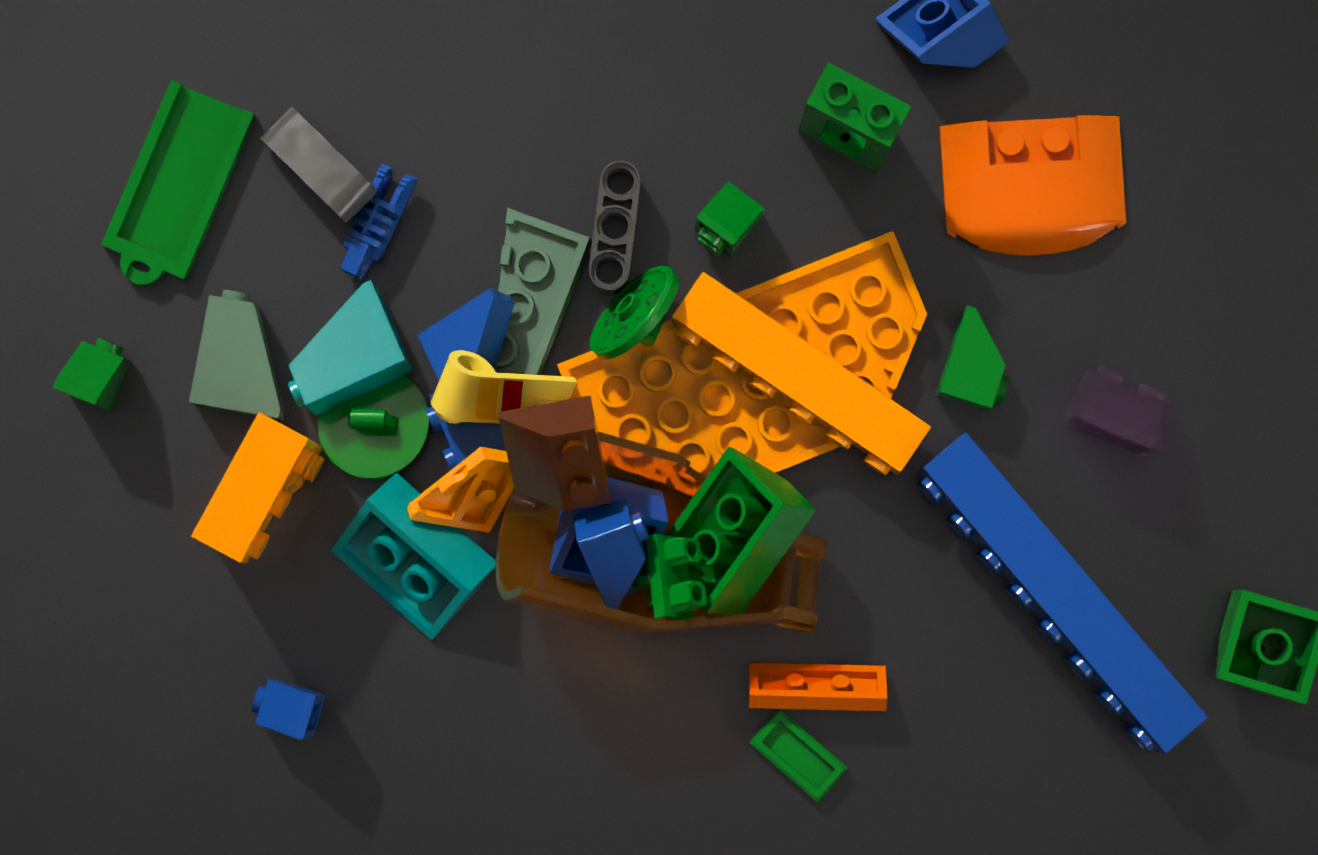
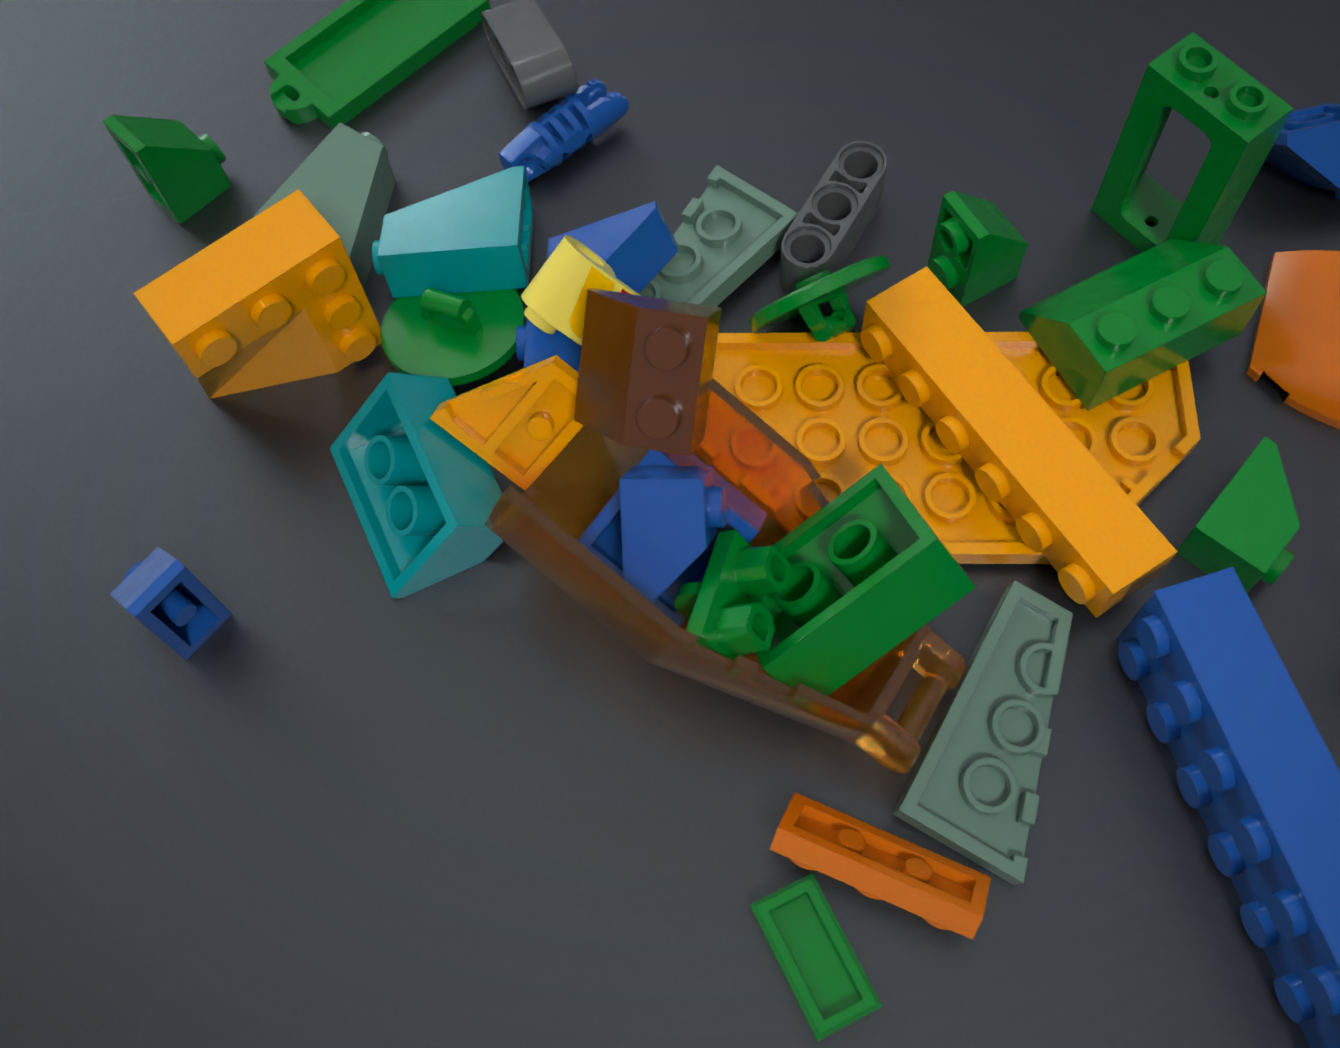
camera: 30 degrees right, 20 degrees down
(856, 238) = (1143, 317): none -> green slope
(857, 587) = (987, 749): none -> sand green wing

